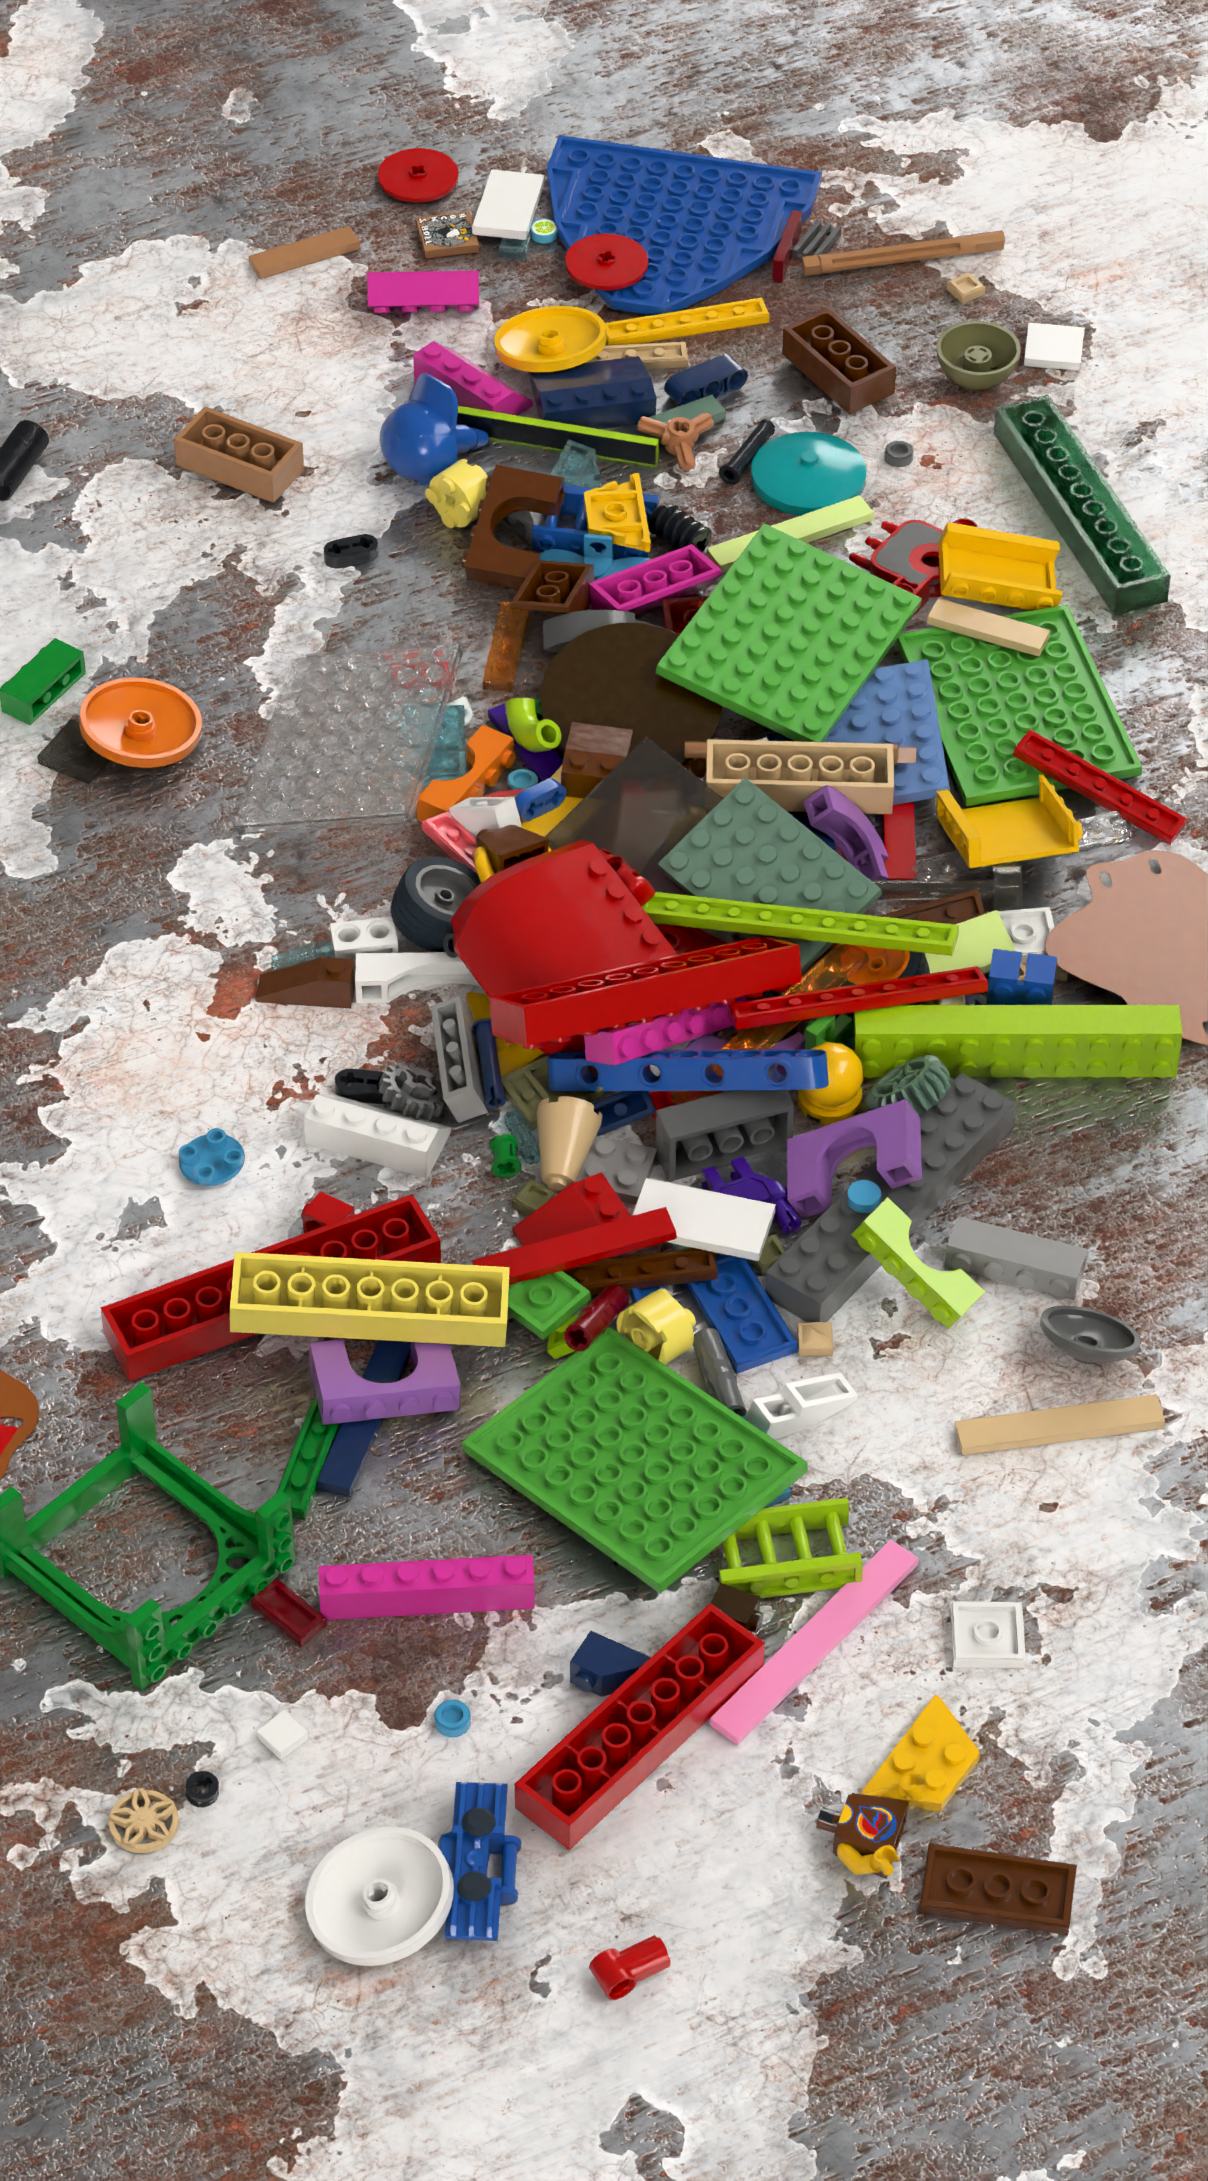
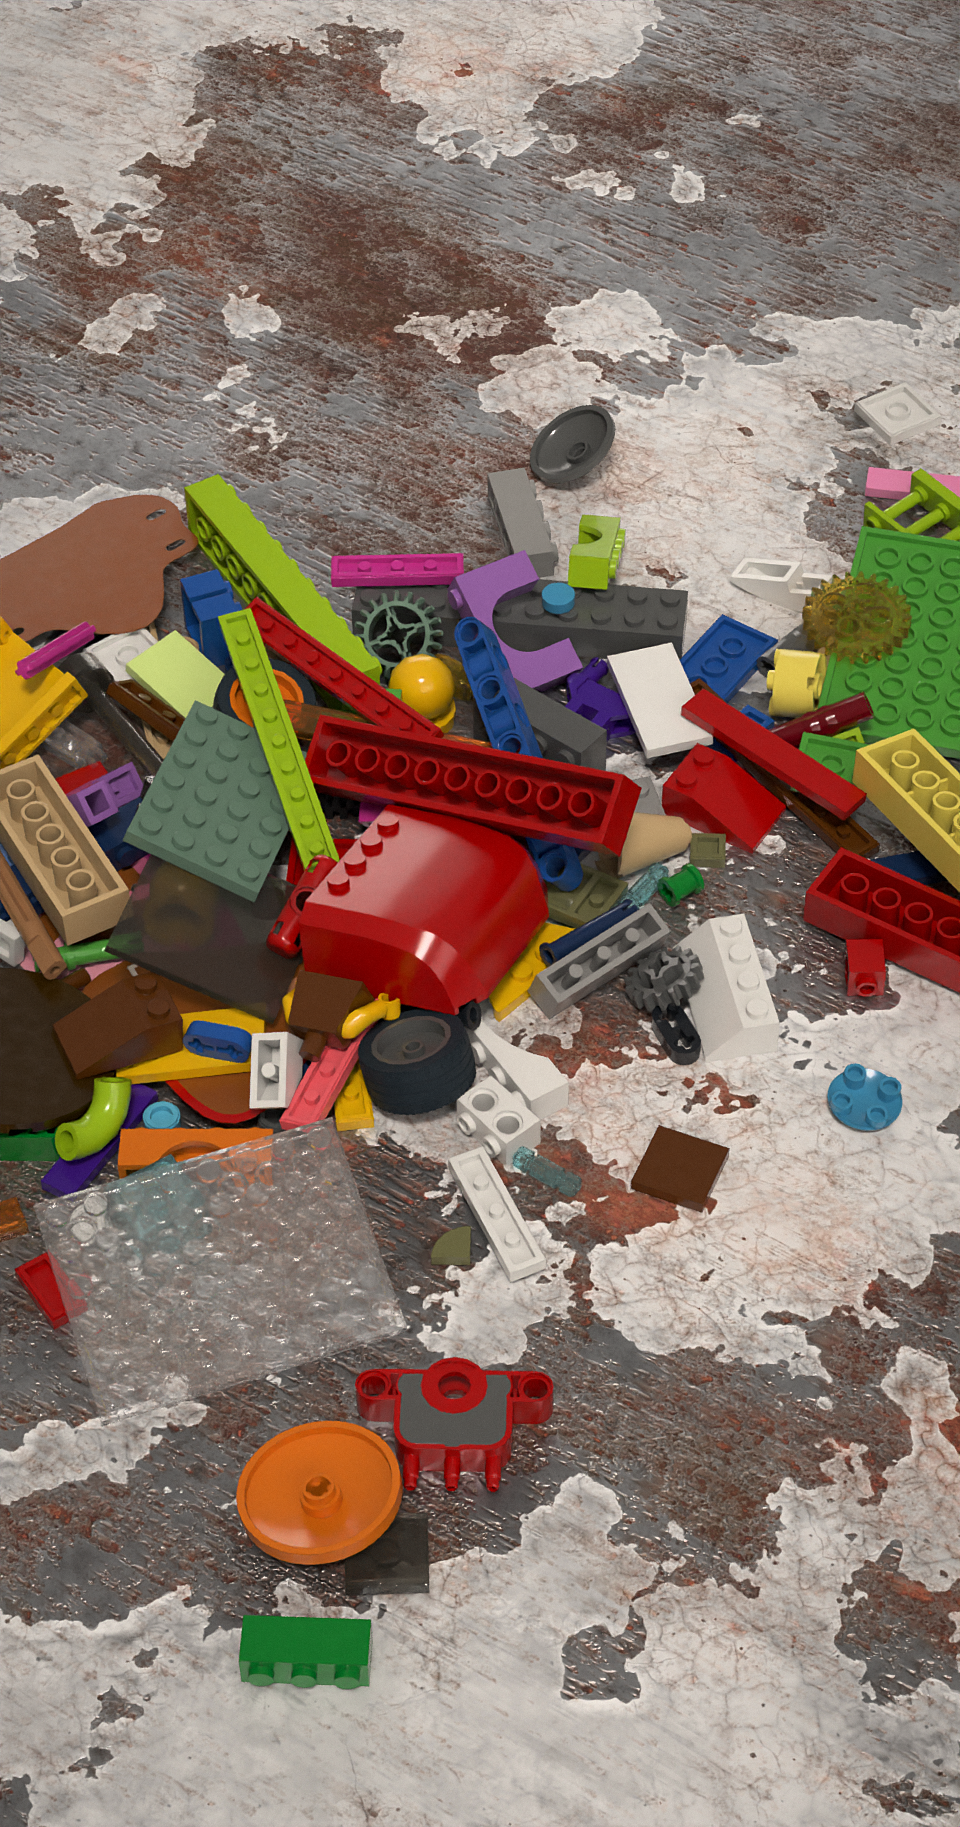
camera: 120 degrees left, 0 degrees up
(140, 808) = (454, 1433): none -> red piece
(243, 1028) = (680, 1168): none -> reddish brown tile
(280, 881) = (453, 1247): none -> olive tile
(285, 909) = (497, 1214): none -> white plate
(310, 983) = (586, 1138): reddish brown slope -> none
(714, 1395) = (856, 617): none -> clear yellow gear
(815, 1339) = (704, 610): tan tile -> none
(979, 1110) = (395, 569): none -> dark pink tile
(1030, 860) = (55, 650): none -> dark pink axle
(1059, 1424) = (670, 450): tan tile -> none

